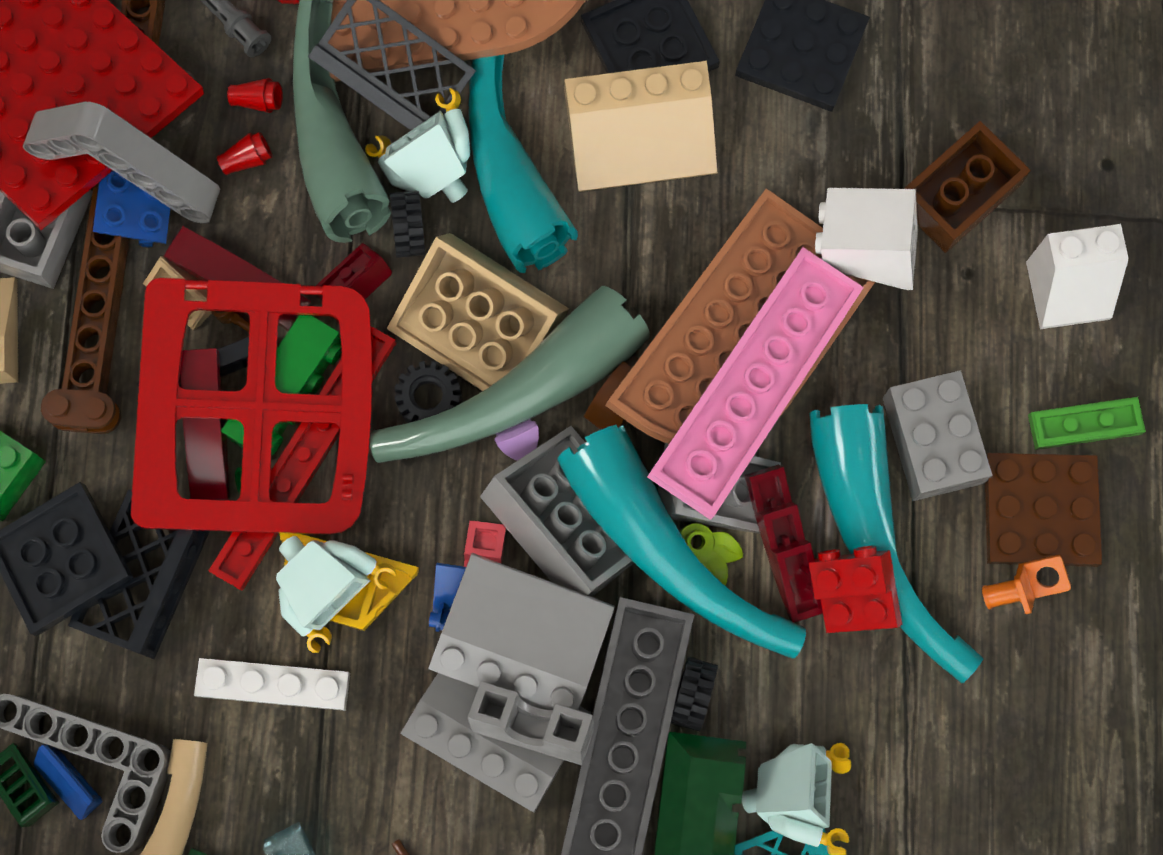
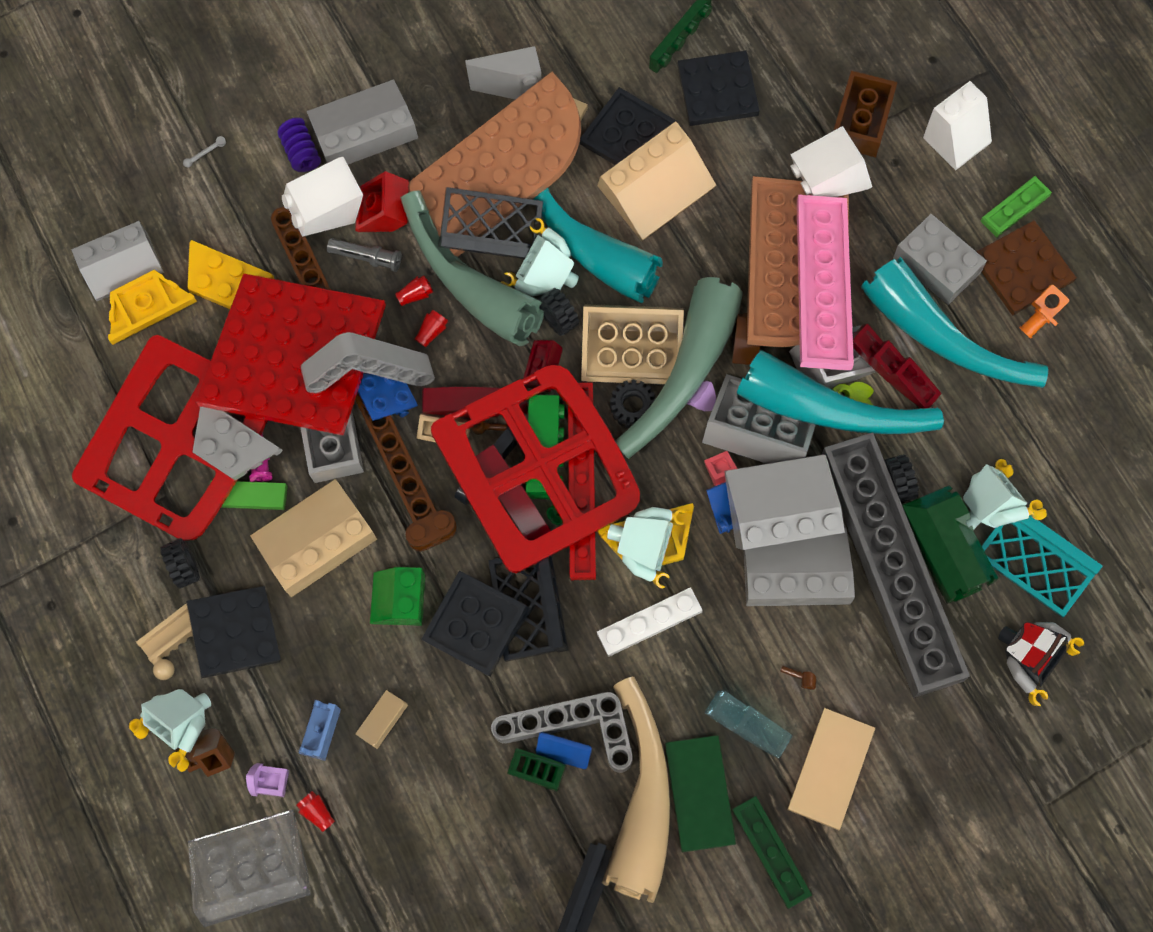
camera: 25 degrees left, 5 degrees down
(553, 732) = (842, 541): light grey arch -> none
(856, 589) = (953, 367): red plate -> none

